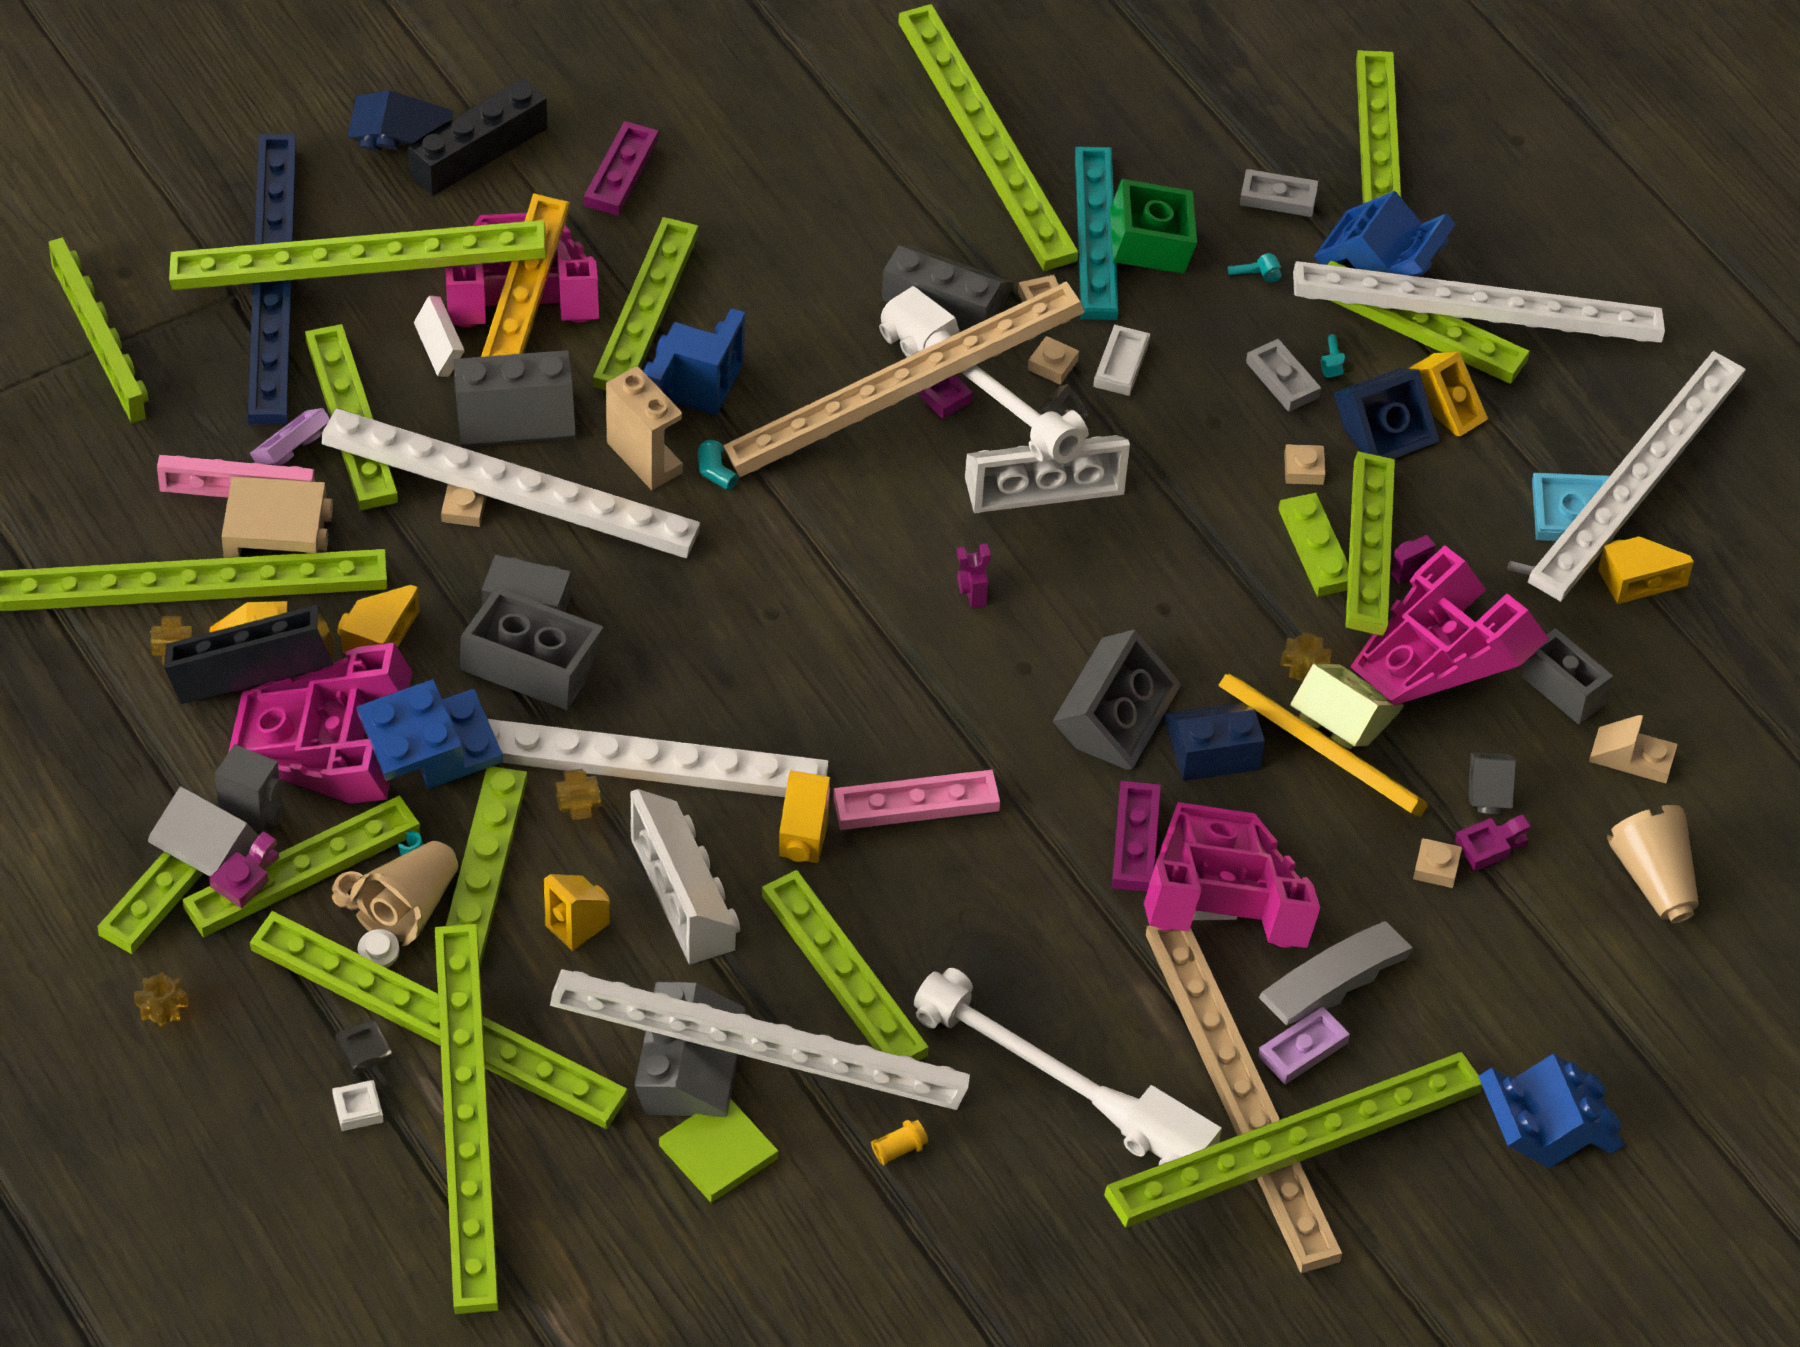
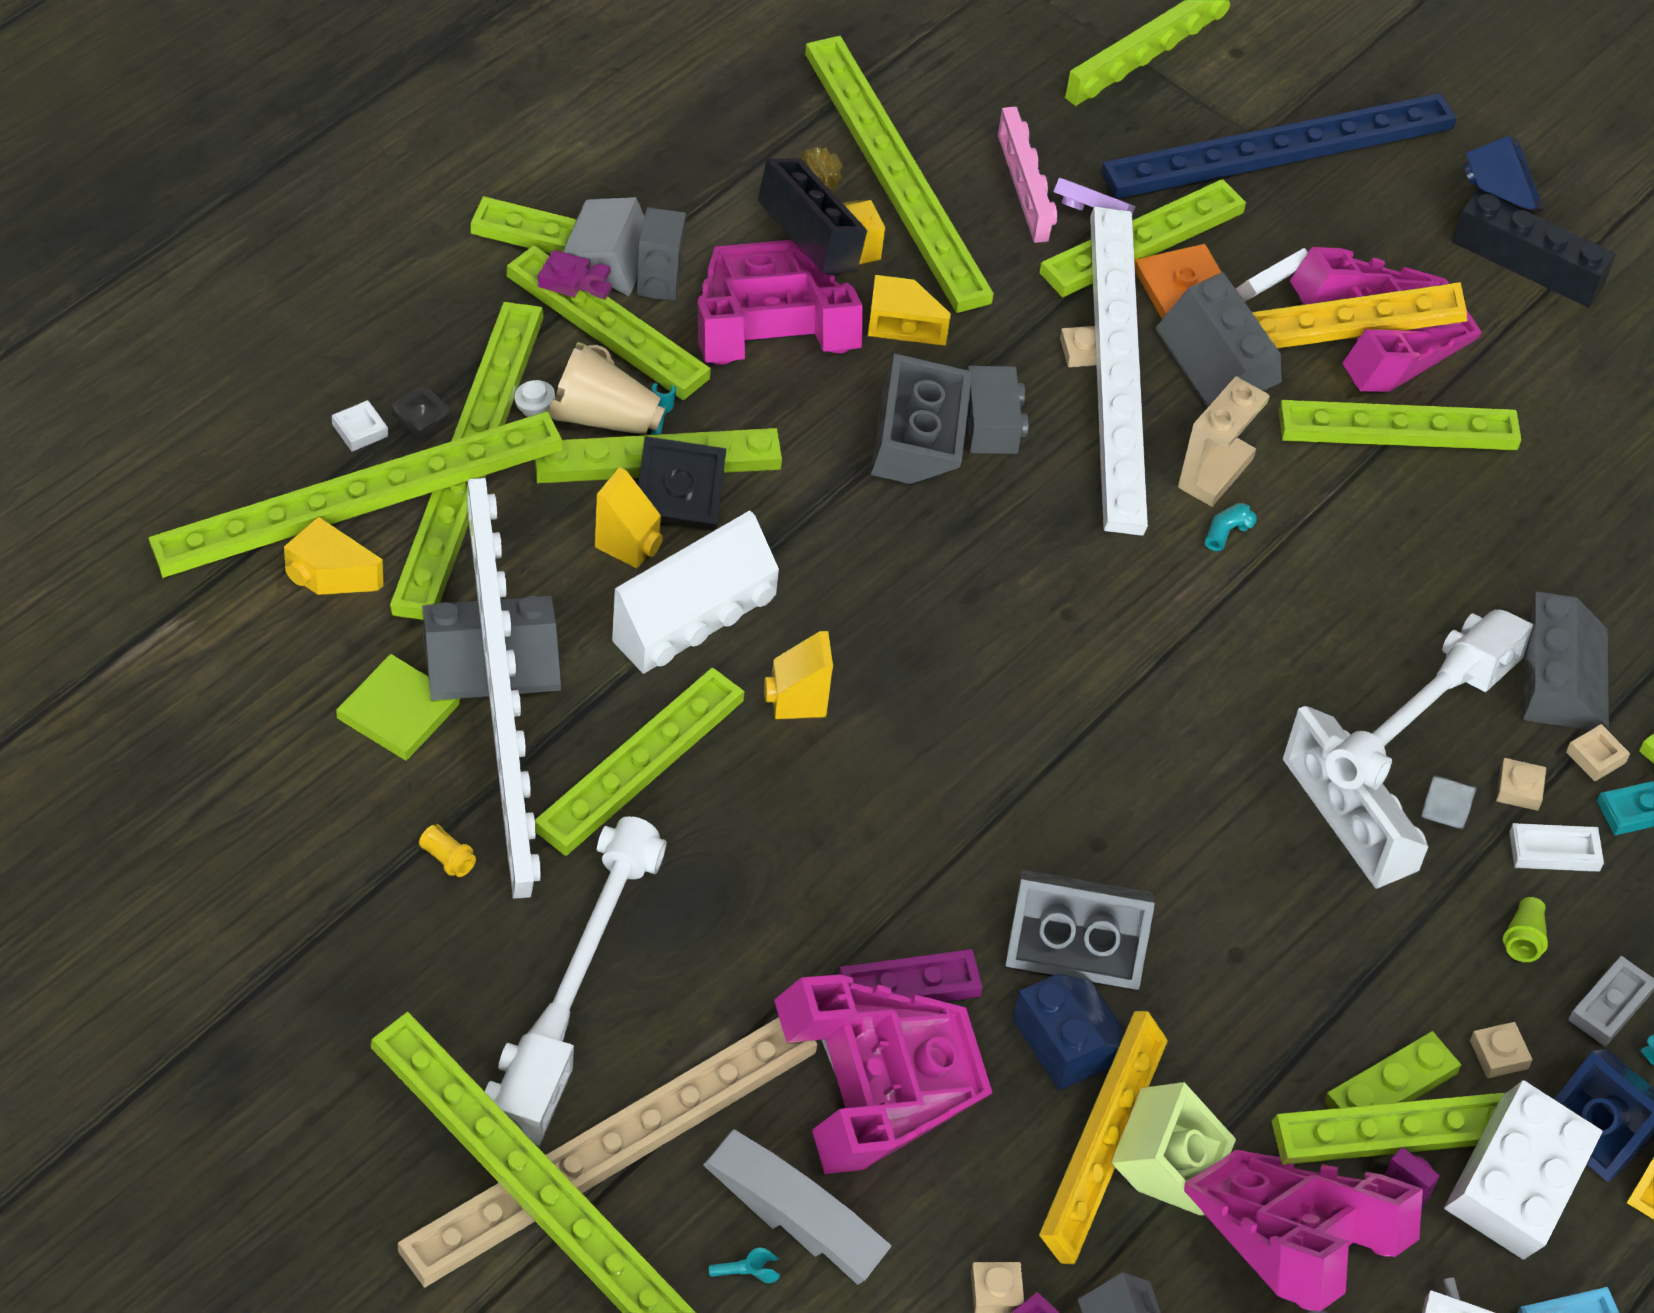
camera: 70 degrees right, 0 degrees up
(161, 999) = (422, 258): clear yellow gear -> none
(276, 516) = (992, 209): tan panel -> none
(358, 255) = (1322, 186): lime plate -> none
(417, 402) = (1172, 273): none -> orange plate
(430, 734) = (772, 360): blue bracket -> none
(532, 1160) = (331, 561): none -> yellow slope
(533, 850) = (683, 481): none -> black plate
(577, 794) = (766, 498): clear yellow gear -> none
(621, 168) = (1564, 367): magenta plate -> none
(650, 758) = (838, 541): white plate -> none
(699, 366) = (1328, 476): blue bracket -> none
(903, 379) = (1397, 636): tan plate -> none
(916, 799) = (878, 778): bright pink plate -> none
(947, 396) = (1409, 686): magenta plate -> none
(973, 577) = (1184, 762): magenta plate -> none
(1203, 405) = (1527, 932): none -> lime cone
(1303, 653) = (1222, 1094): clear yellow gear -> none
(1303, 1045) = (692, 1194): lavender plate -> none
(1378, 1029) = (751, 1265): none -> teal hand
(1434, 480) = (1523, 1170): none -> white brick

